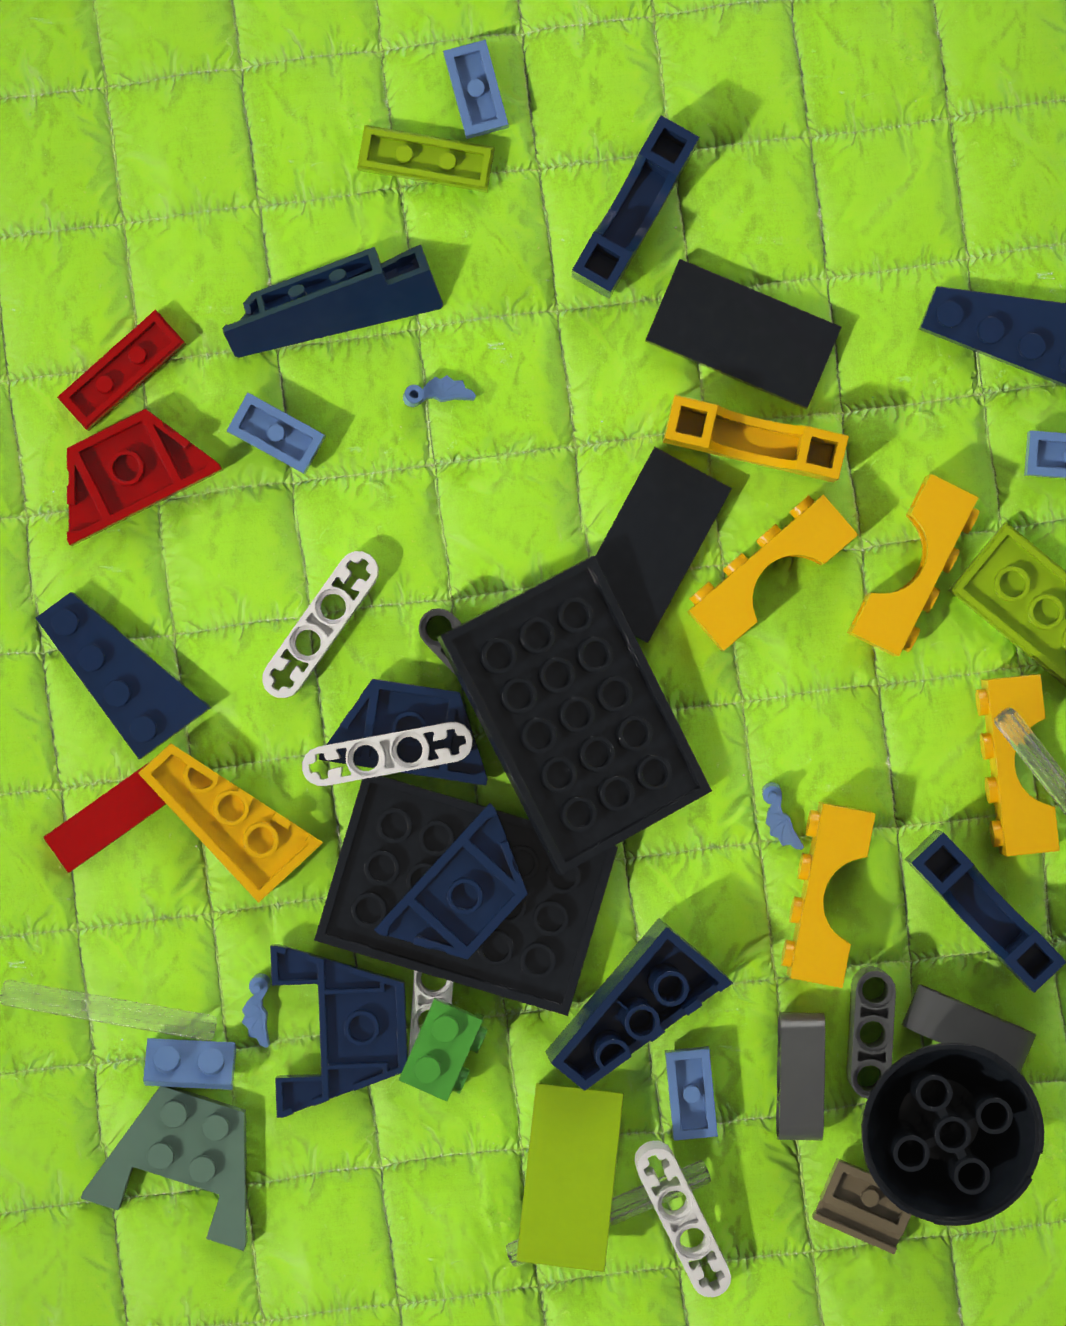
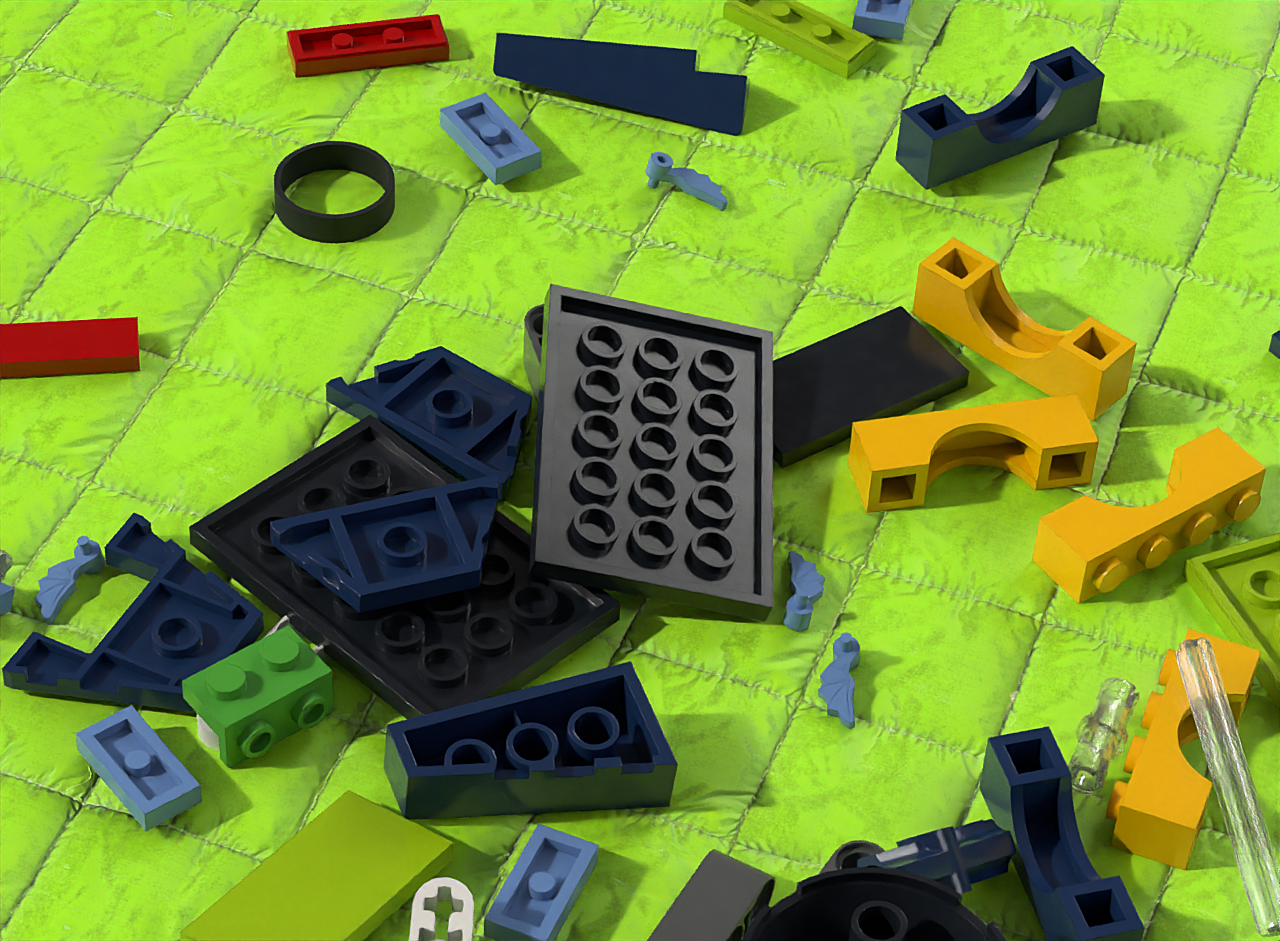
camera: 25 degrees right, 45 degrees down
(126, 683) = (167, 255): dark blue wing -> none
(128, 472) = (310, 105): red wing -> none
(154, 551) = (334, 227): none -> black tyre
(236, 827) = (181, 399): yellow wing -> none
(315, 620) = (479, 277): white beam -> none
(386, 748) = (330, 382): white beam -> none
(403, 1137) = (138, 768): none -> medium blue plate
(719, 749) = (807, 589): none -> medium blue piece
(743, 334) = (1062, 266): black tile -> none
(838, 838) = (900, 720): yellow arch -> none
(919, 970) = (951, 854): none -> dark blue piece
(962, 780) = (1102, 735): none -> clear pin

